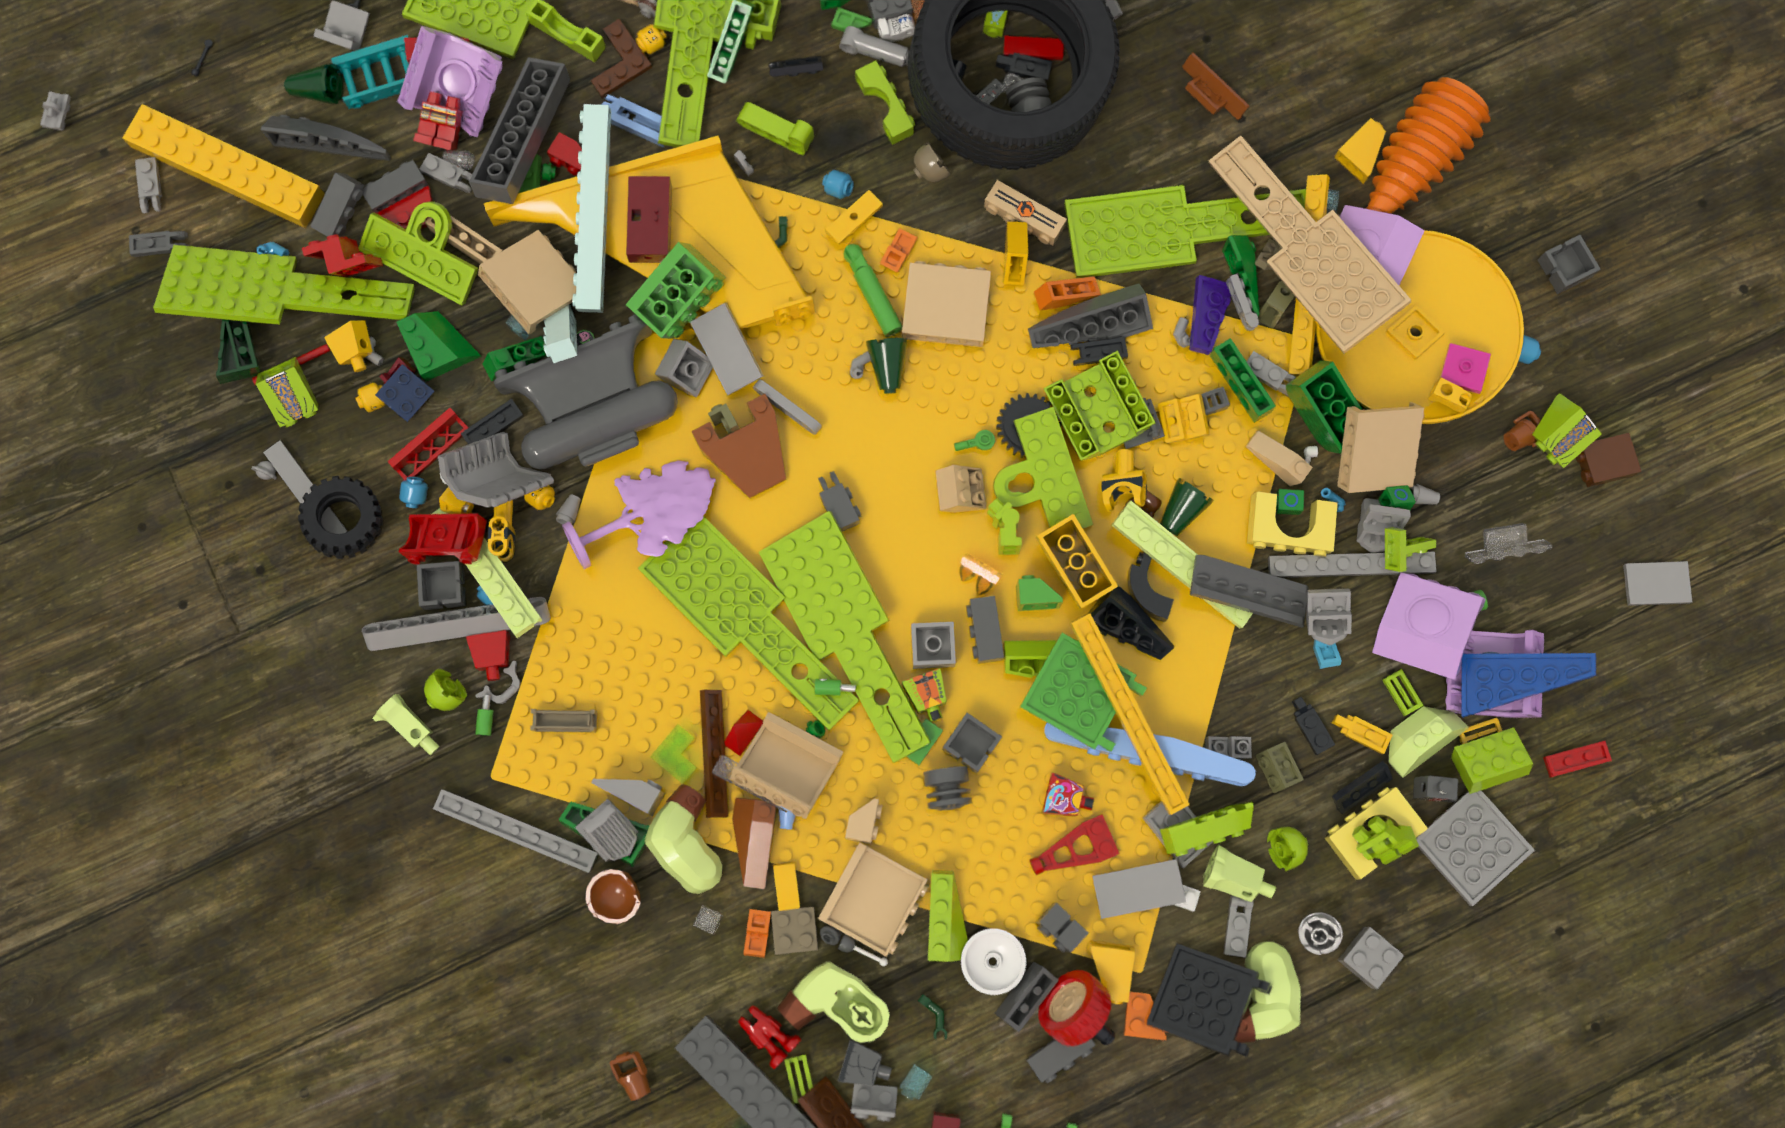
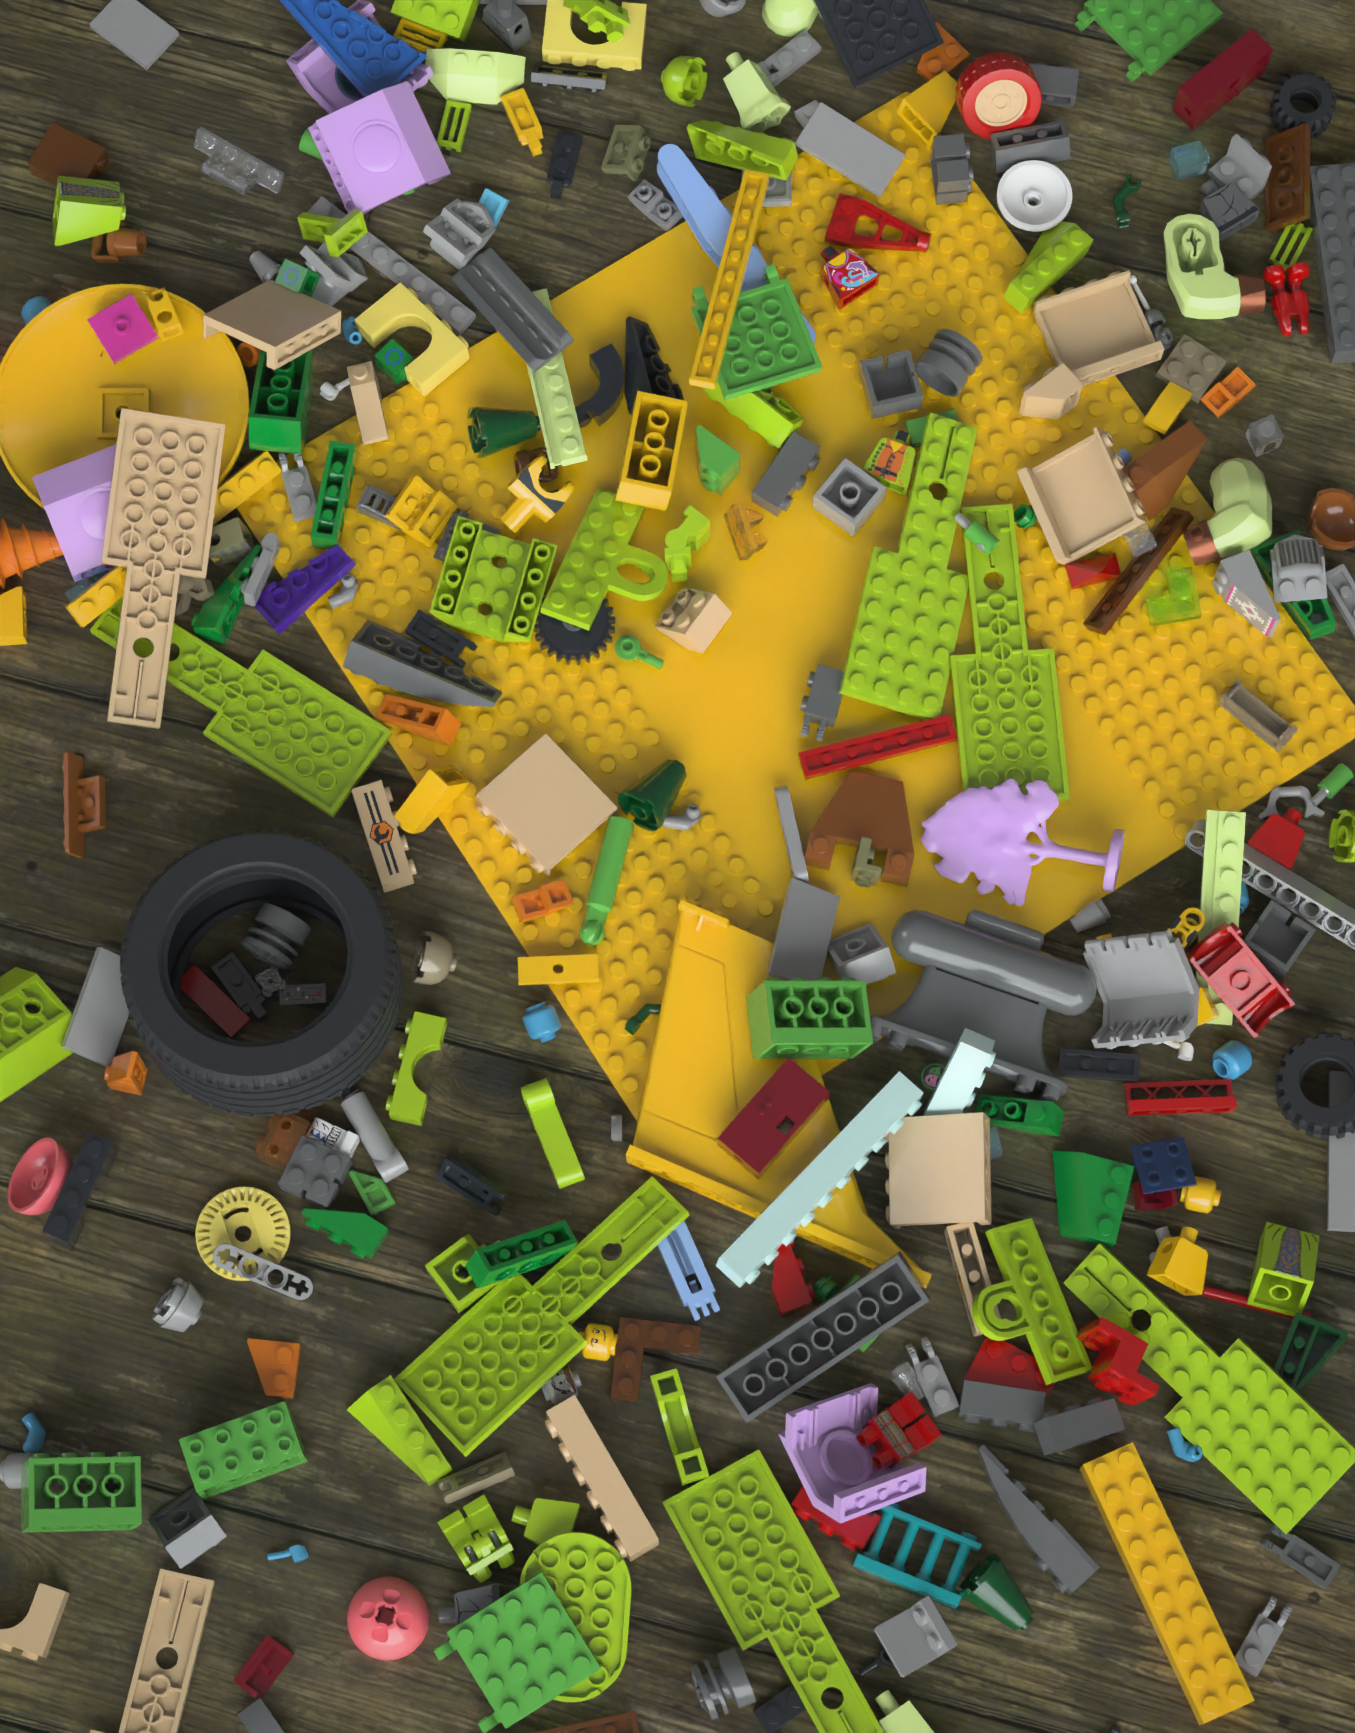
camera: 140 degrees left, 5 degrees down
(781, 504) = (877, 747): none -> red plate

